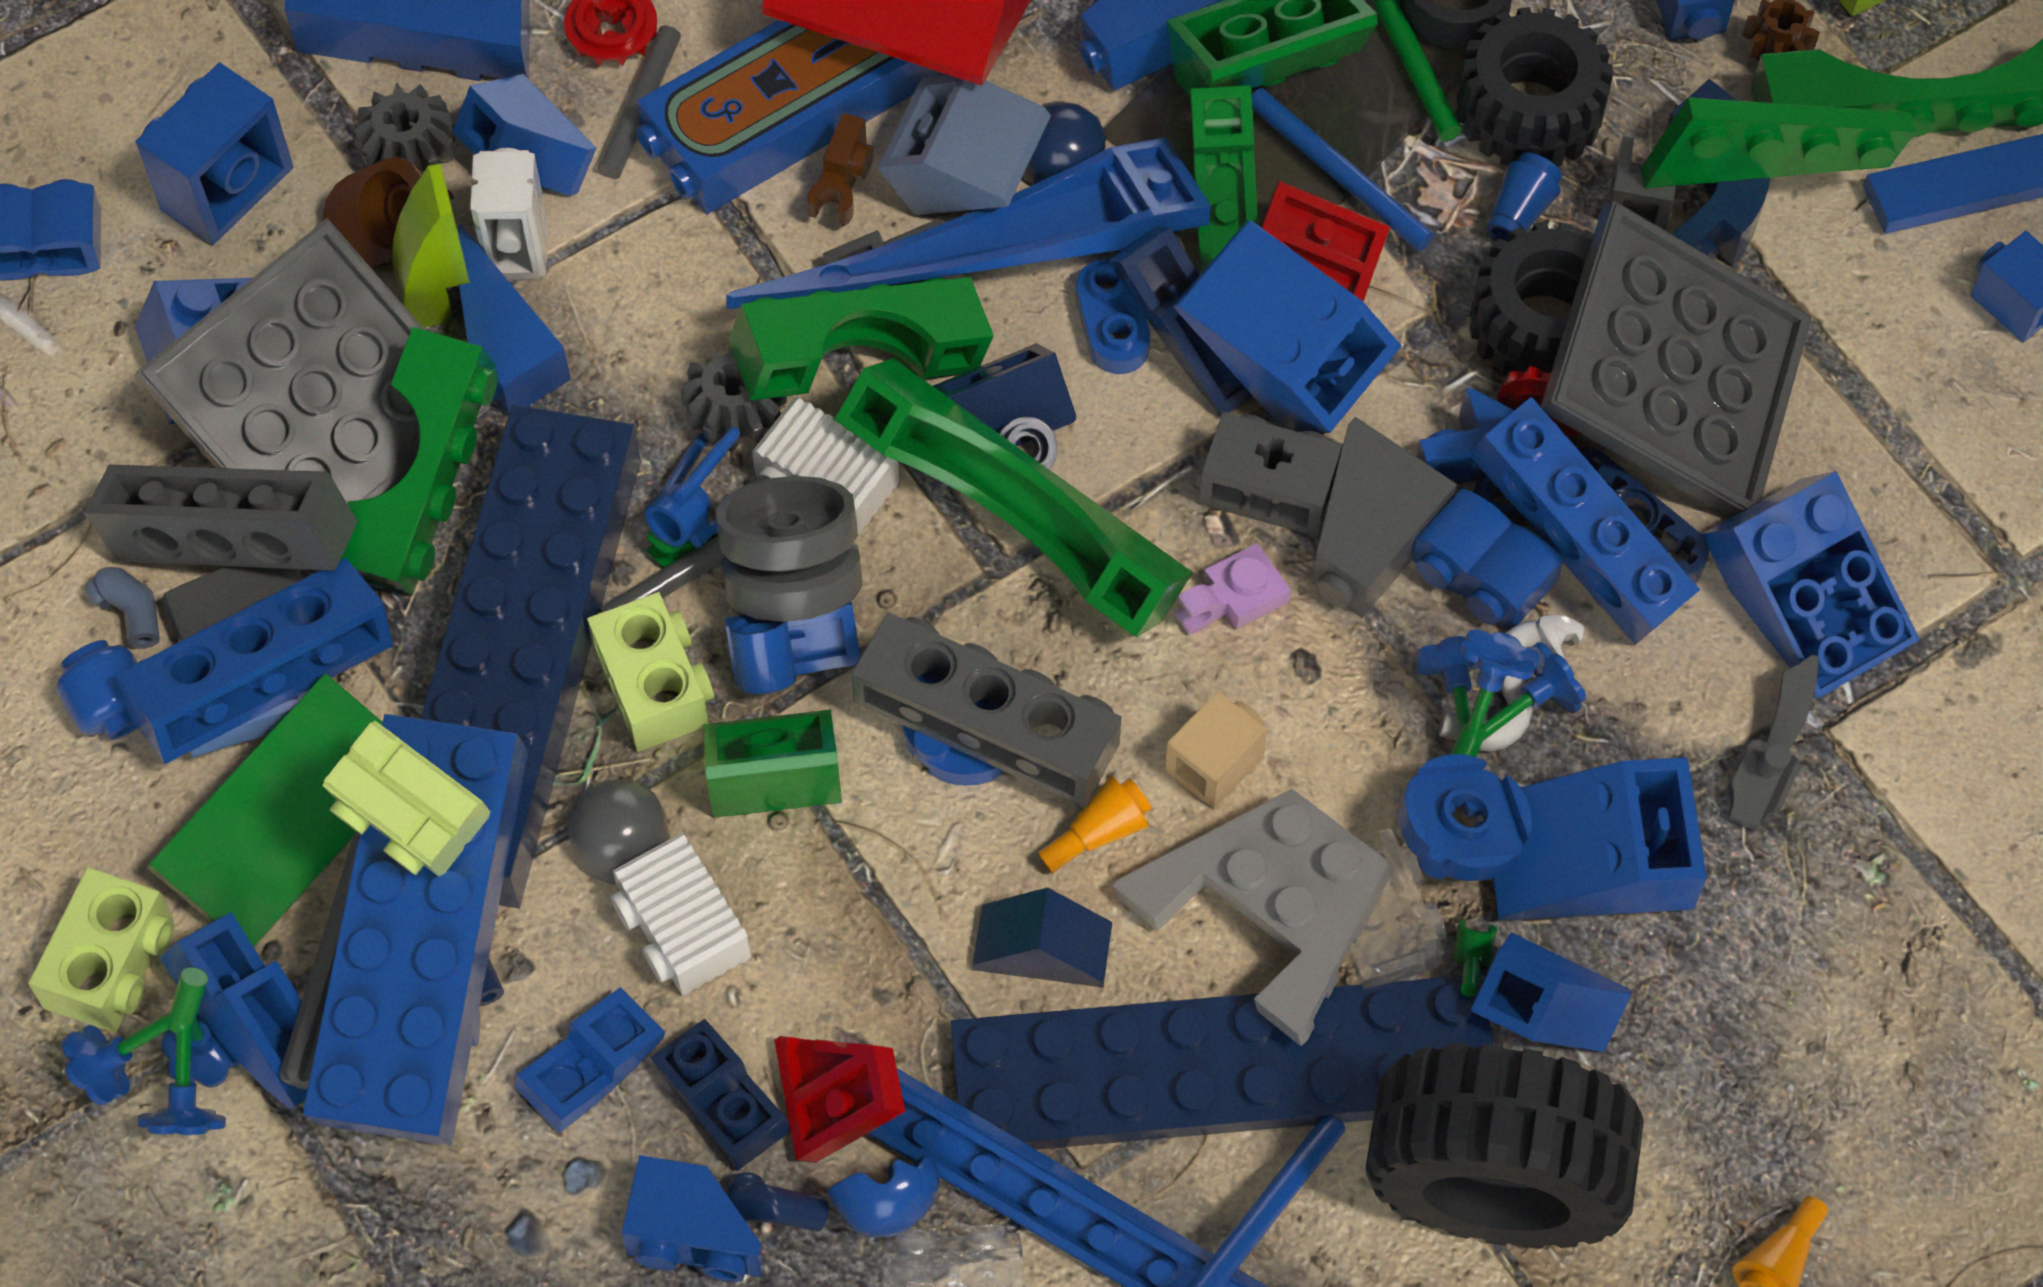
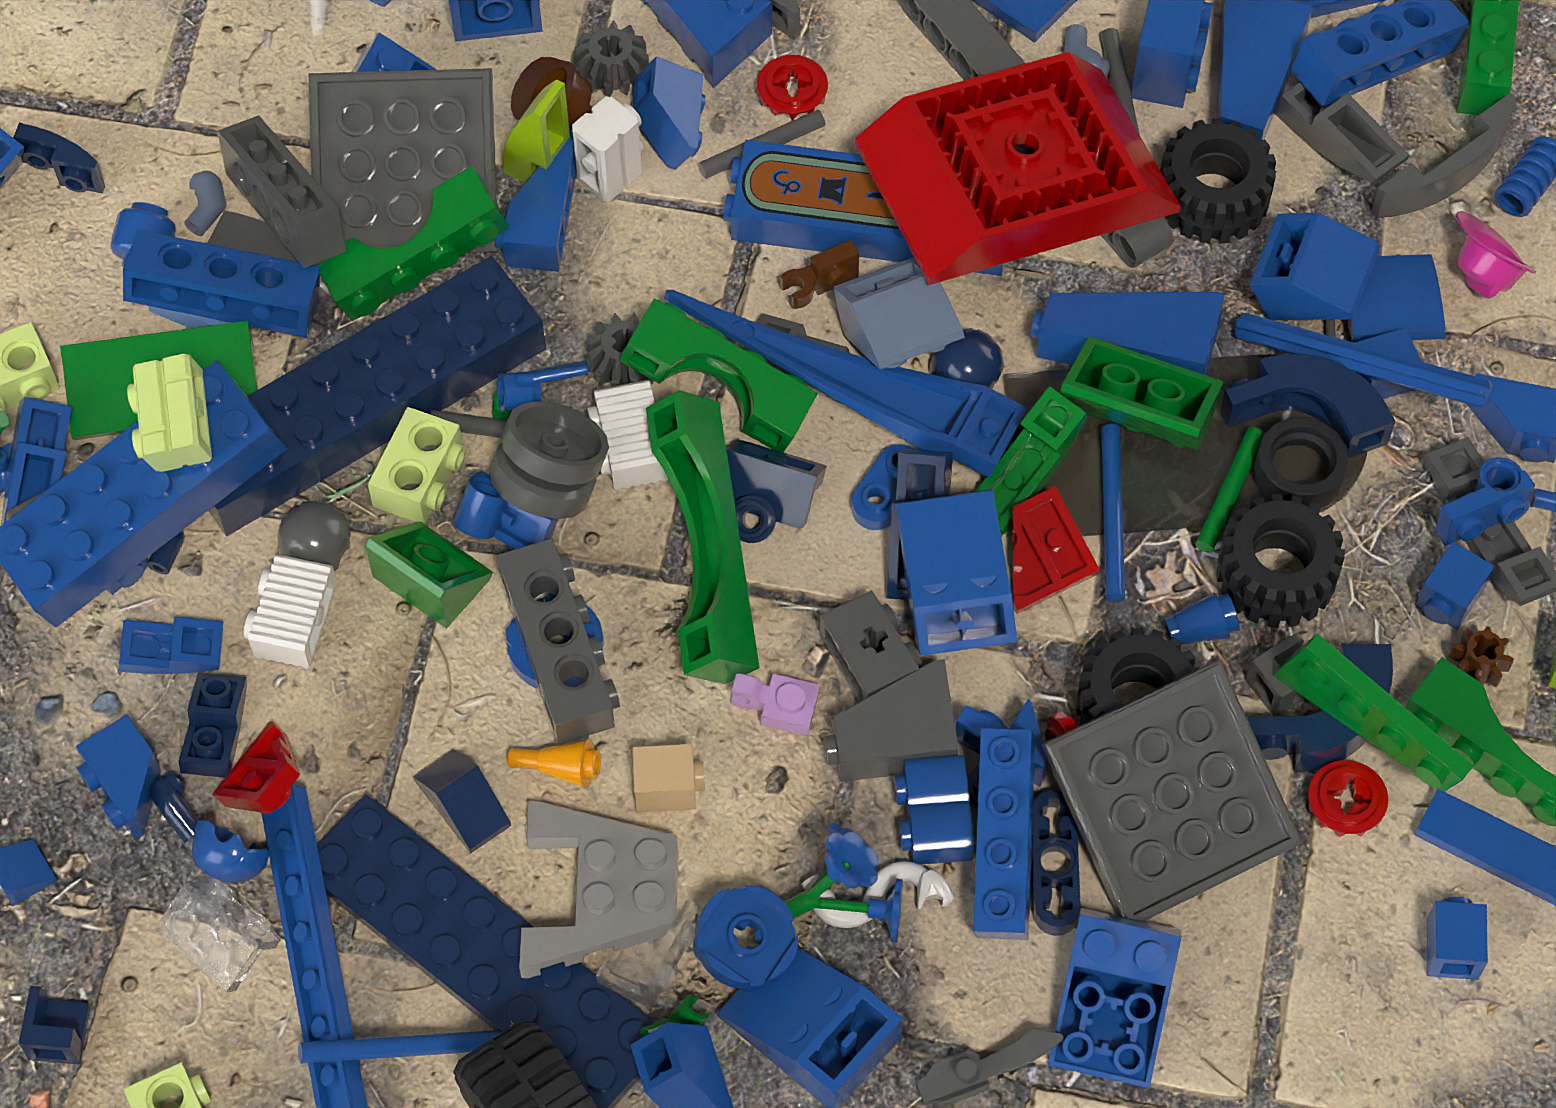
camera: 45 degrees right, 0 degrees up
(1808, 227) = (1366, 788): none -> red gear

